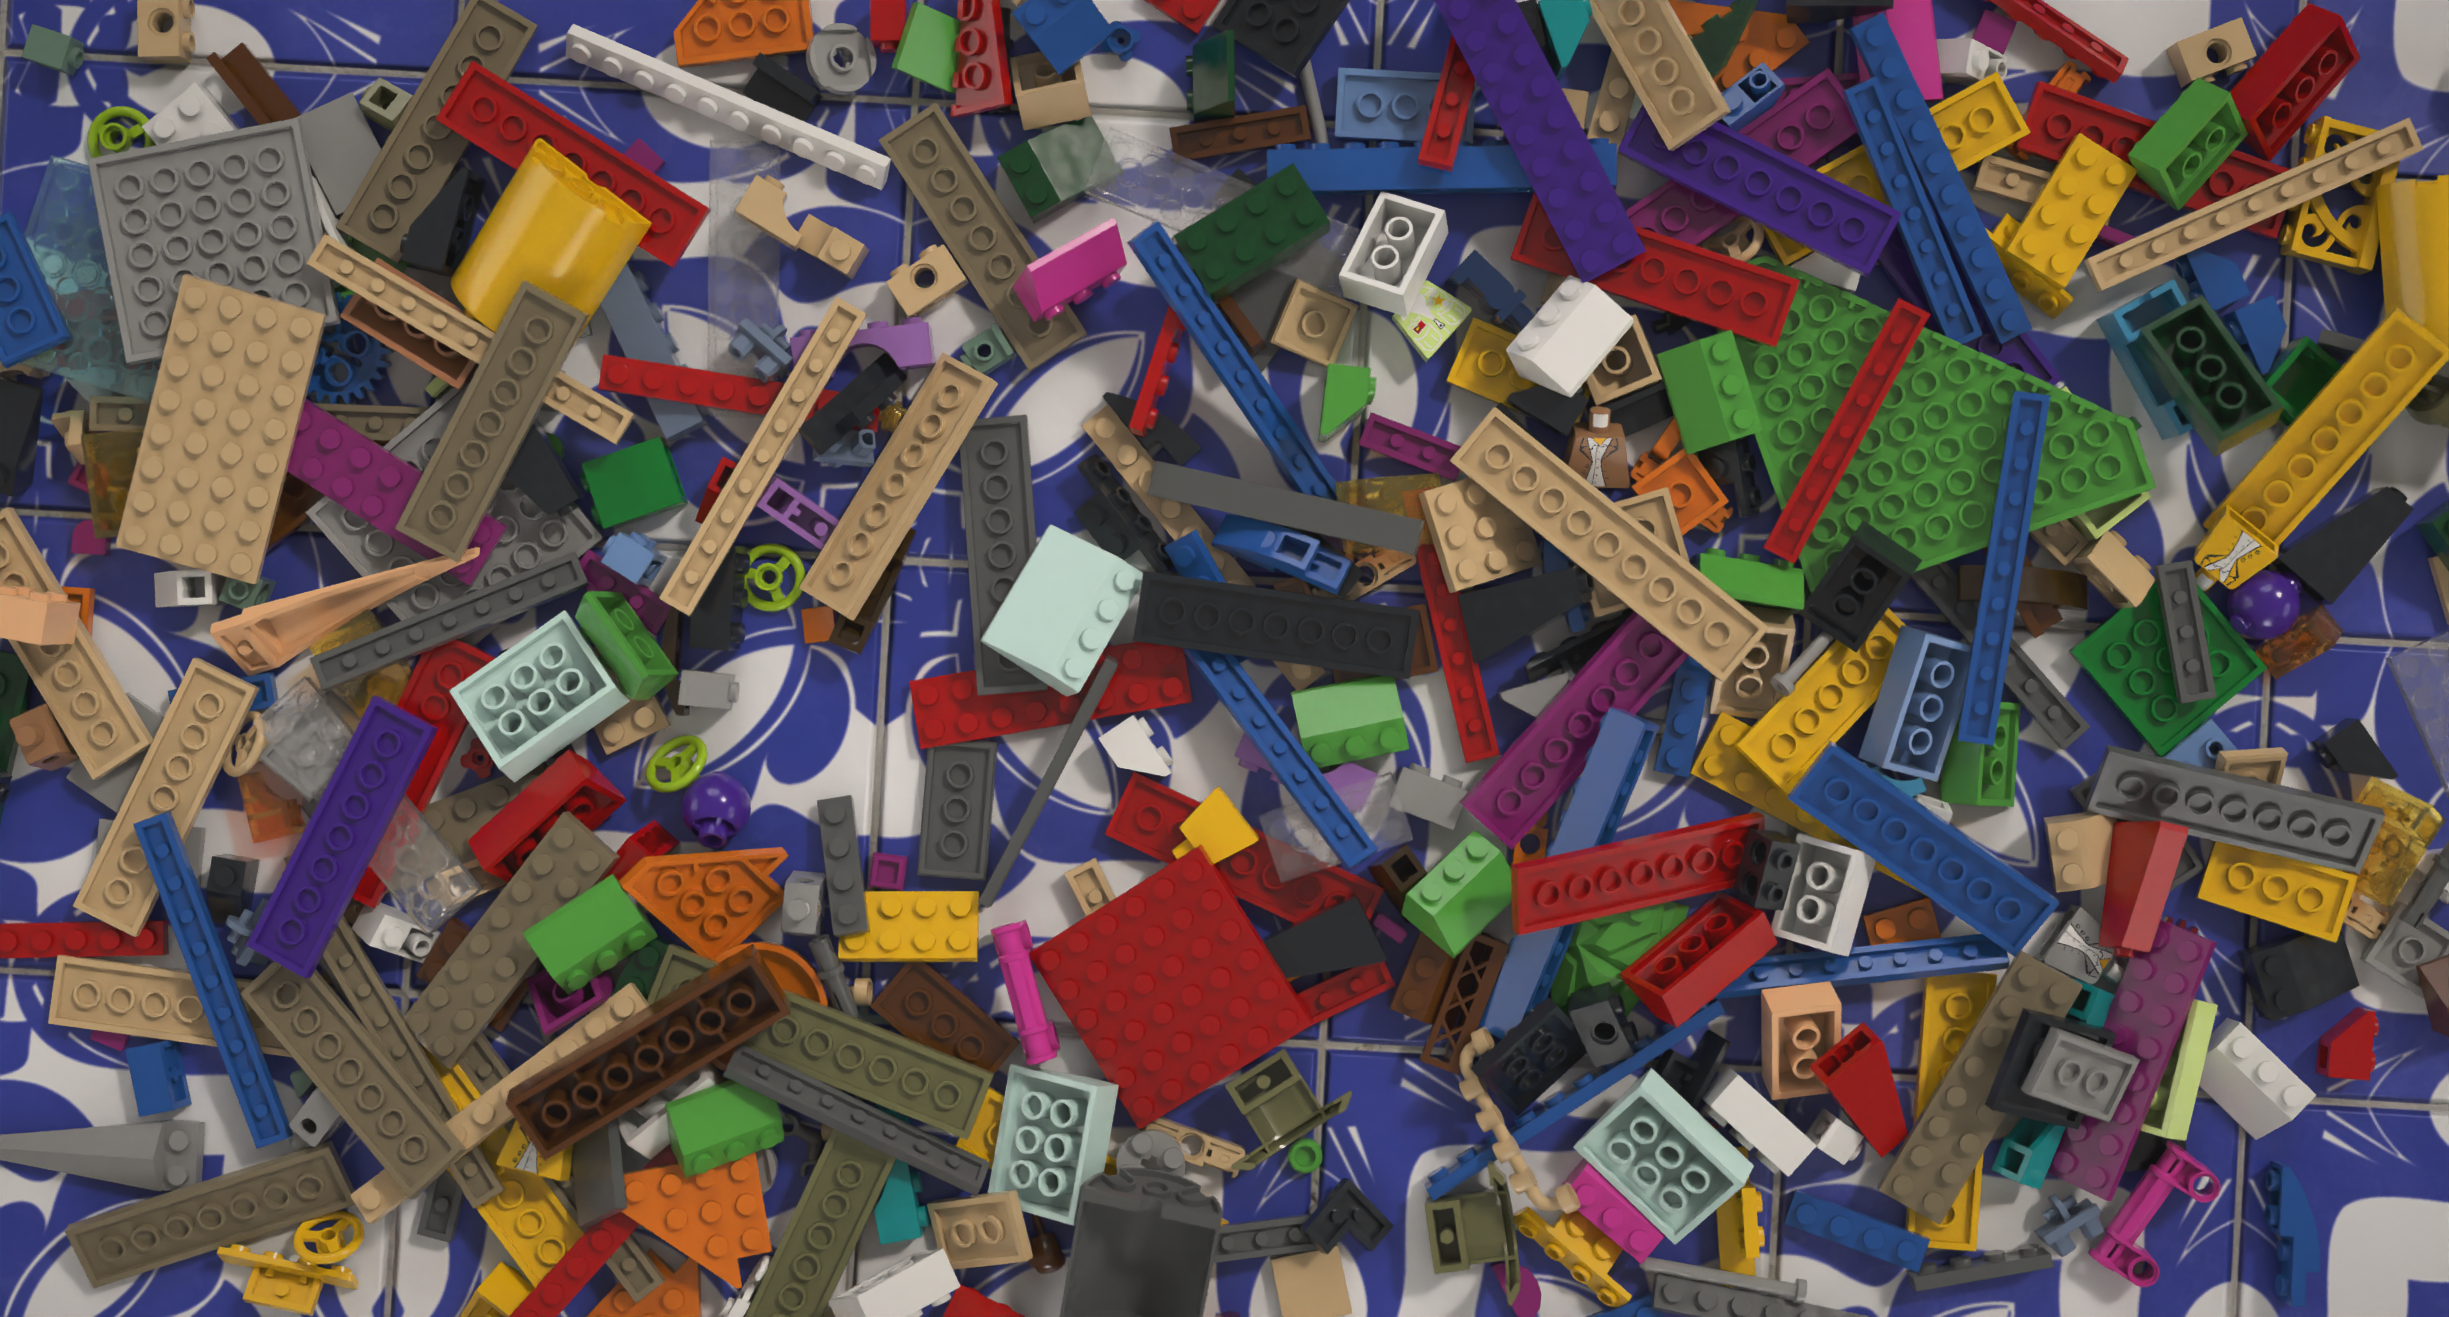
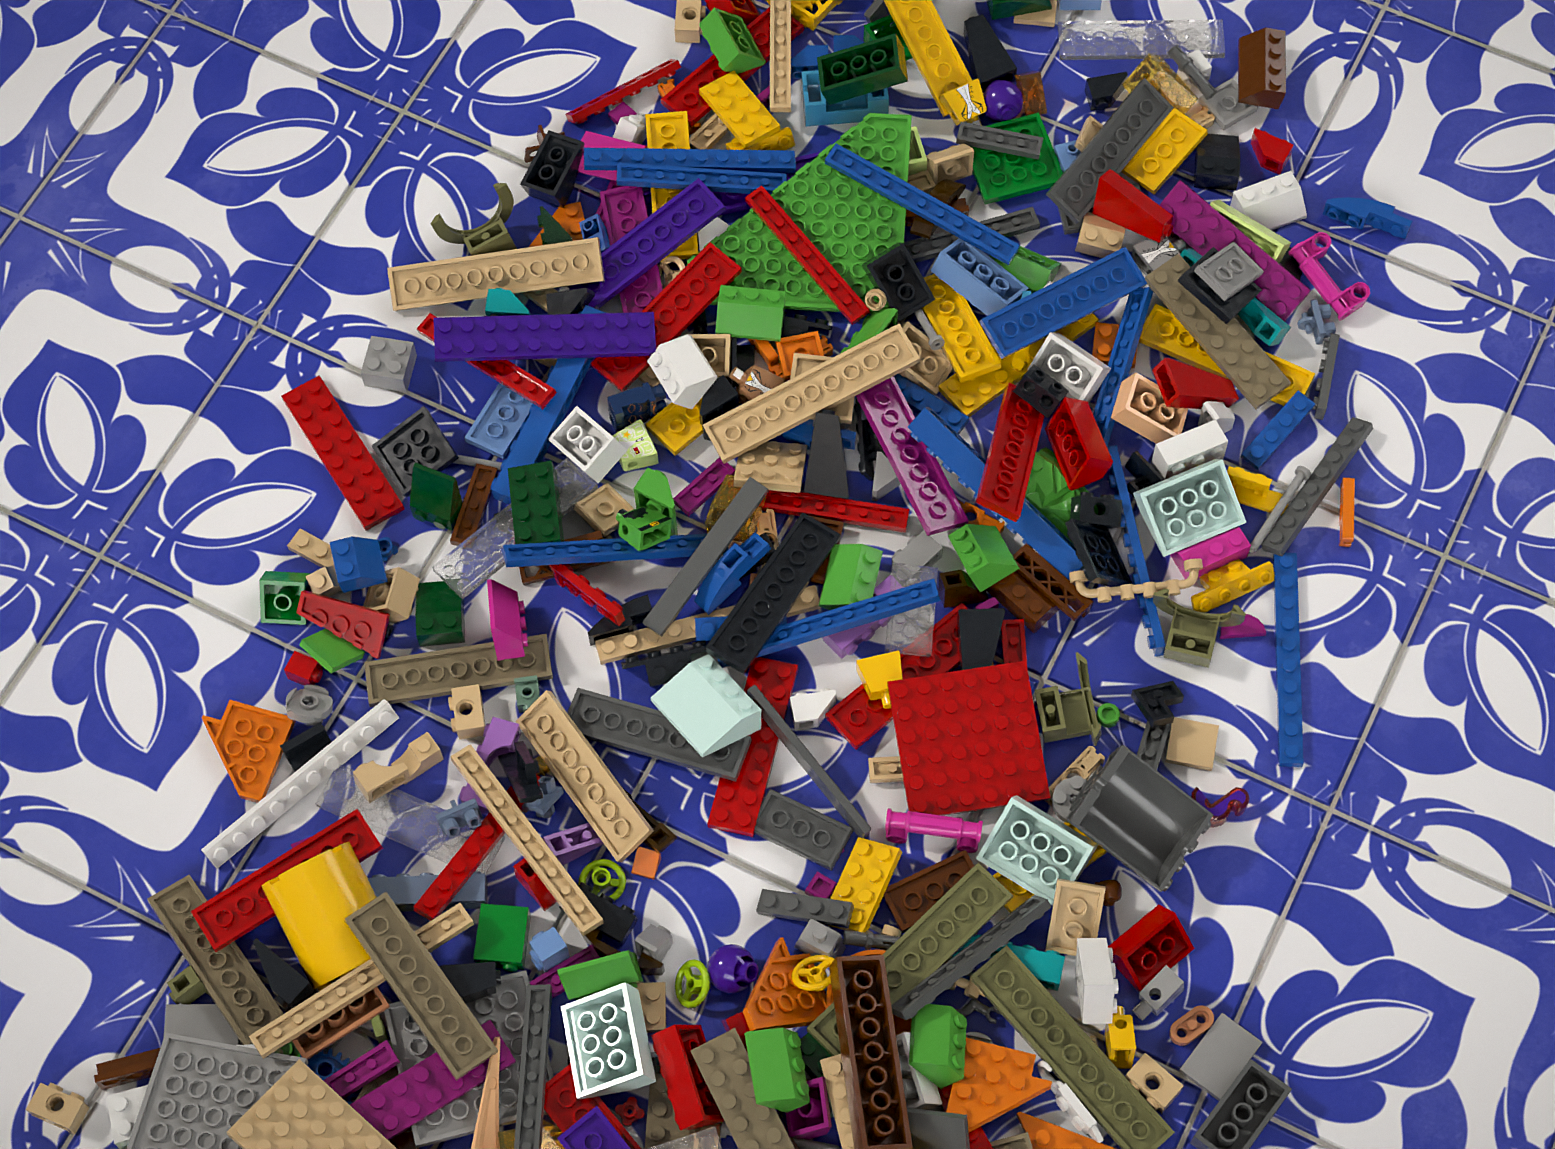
camera: 65 degrees left, 25 degrees down
(365, 395) = (363, 1070): none -> magenta plate
(740, 933) = (816, 975): none -> yellow piece
(1290, 397) = (643, 527): none -> bright green torso
(1609, 114) = (569, 301): none -> black slope
(1804, 567) = (869, 299): none -> tan plate

